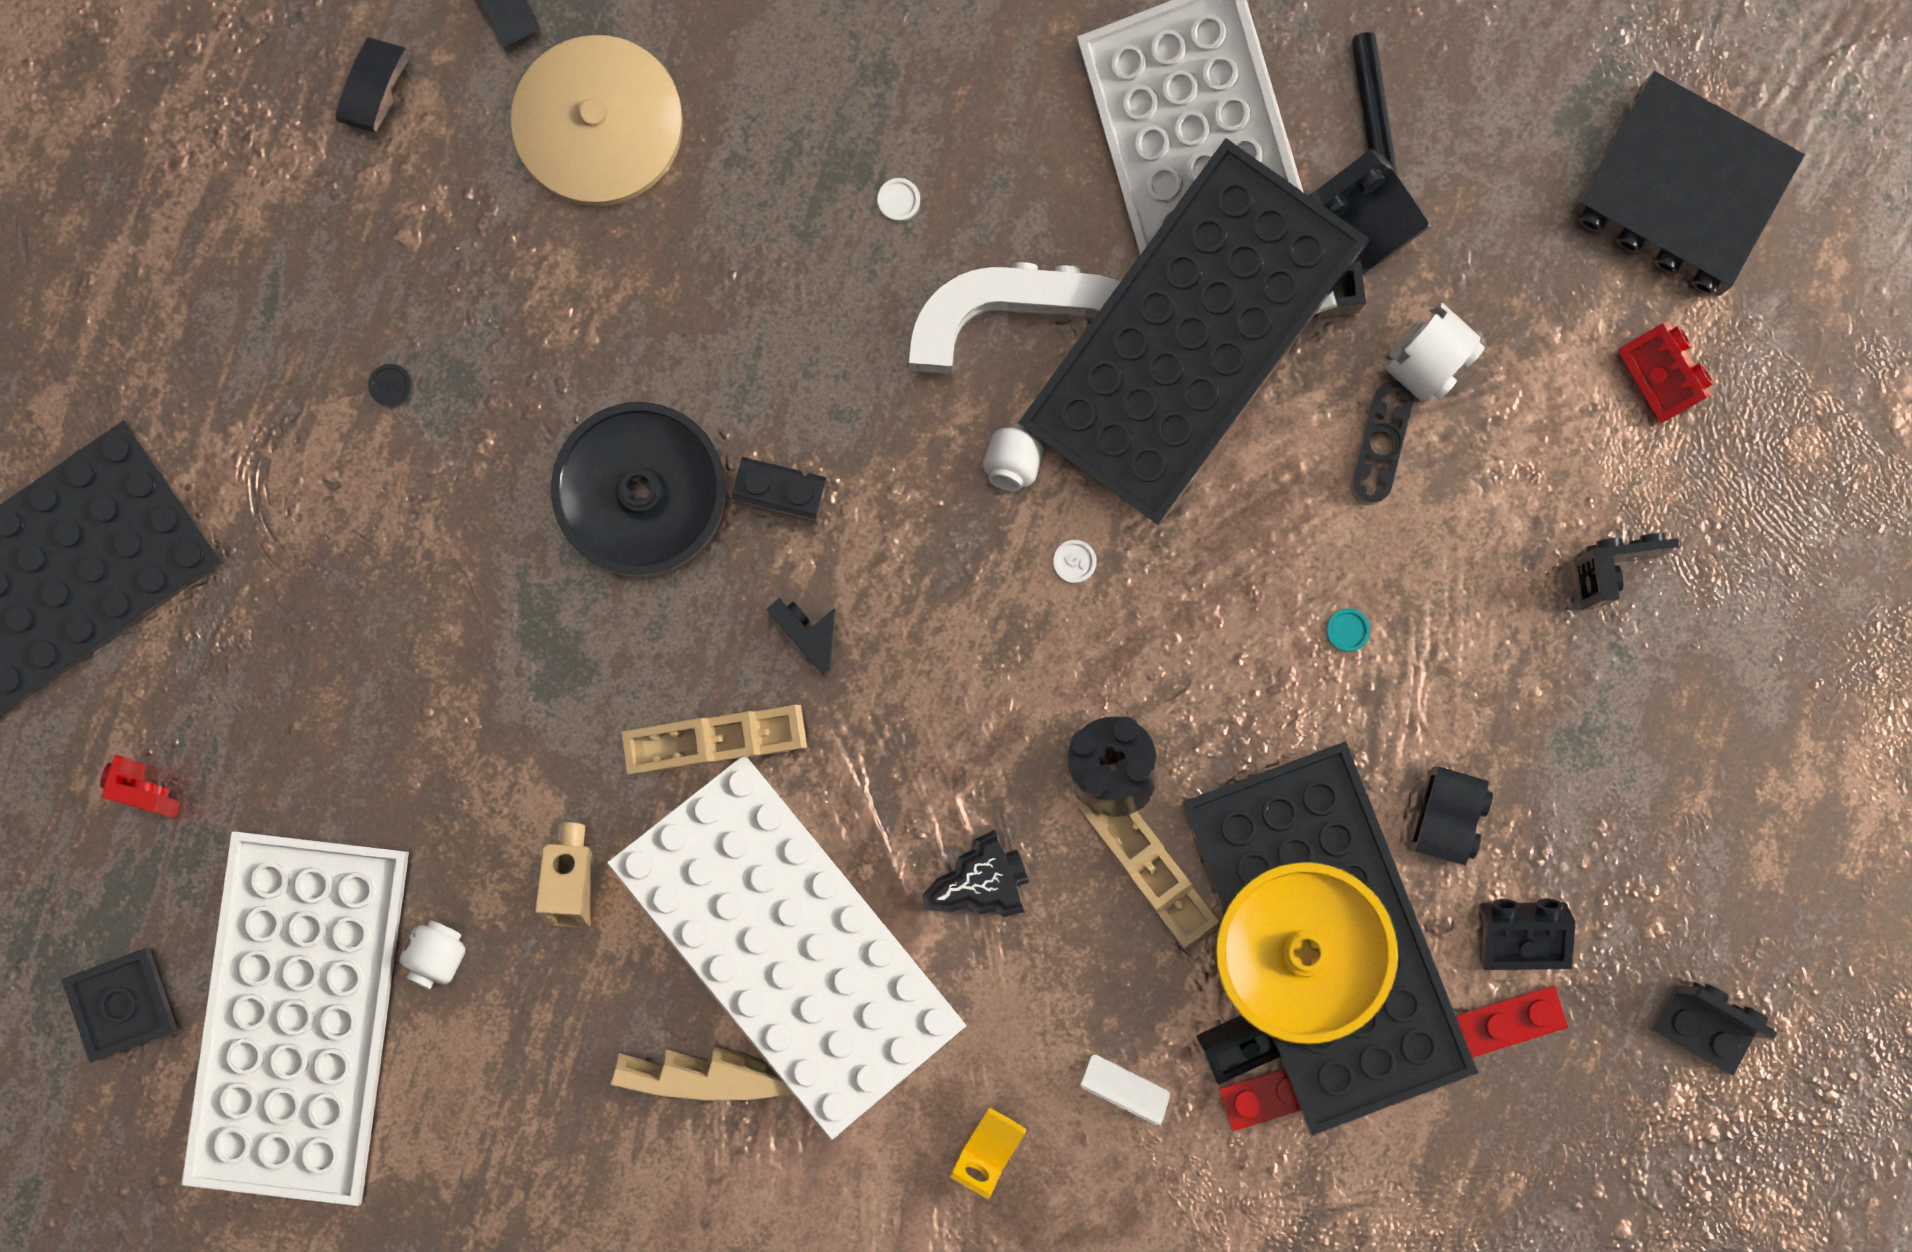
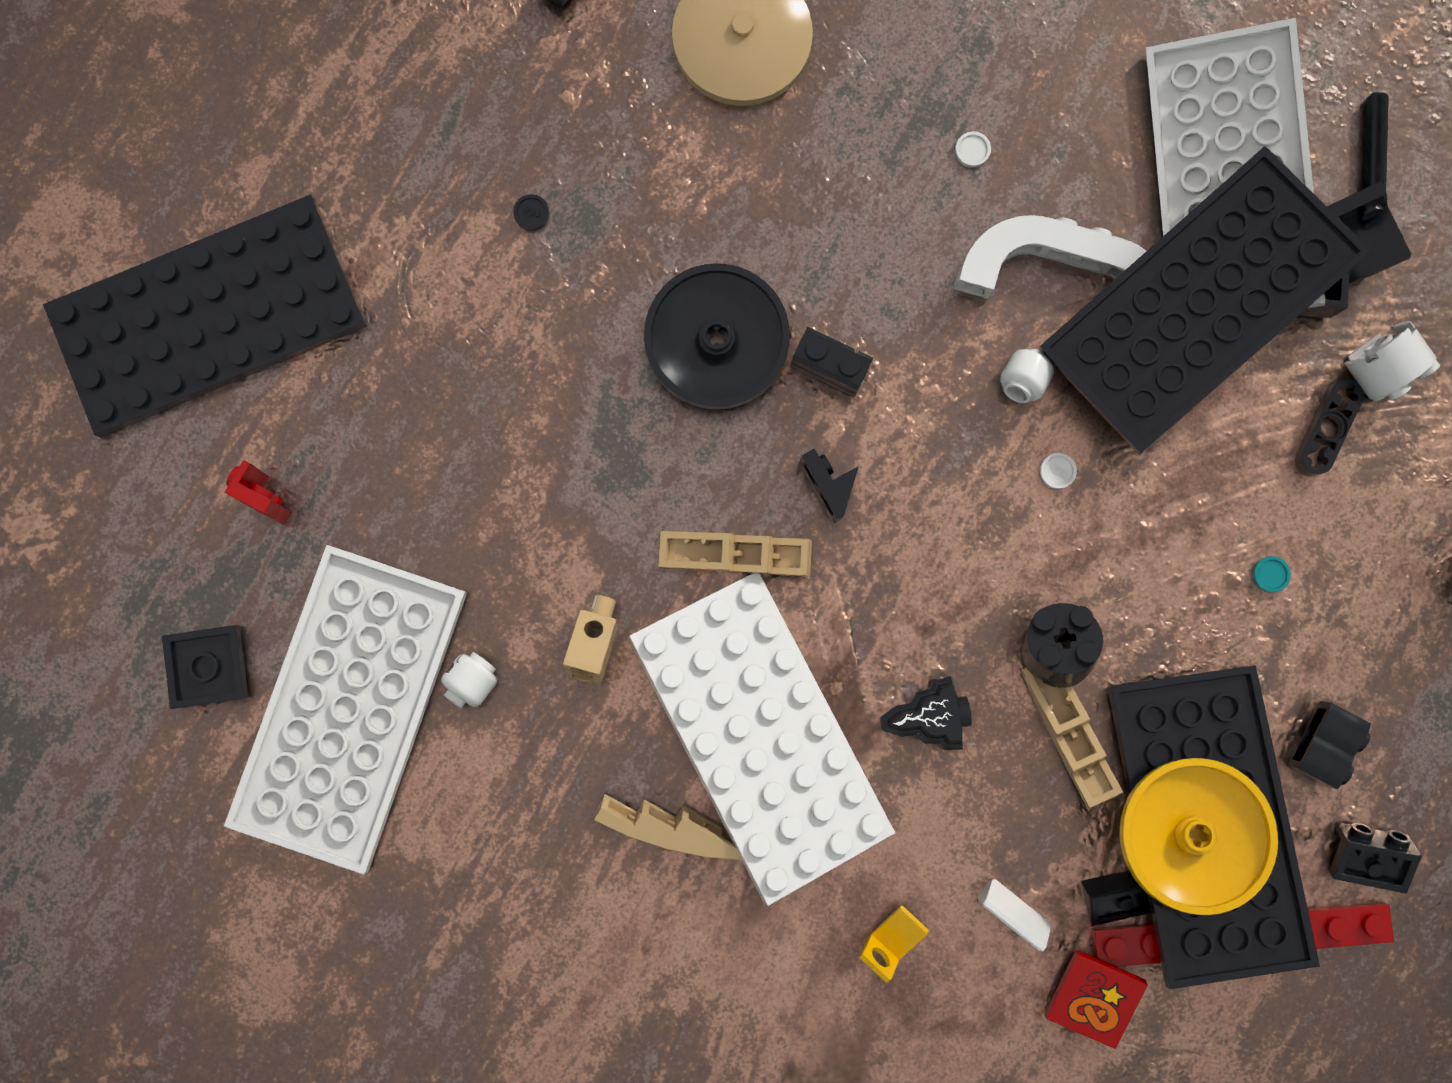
camera: 10 degrees right, 0 degrees up
(1236, 1167) = (1096, 999): none -> red tile

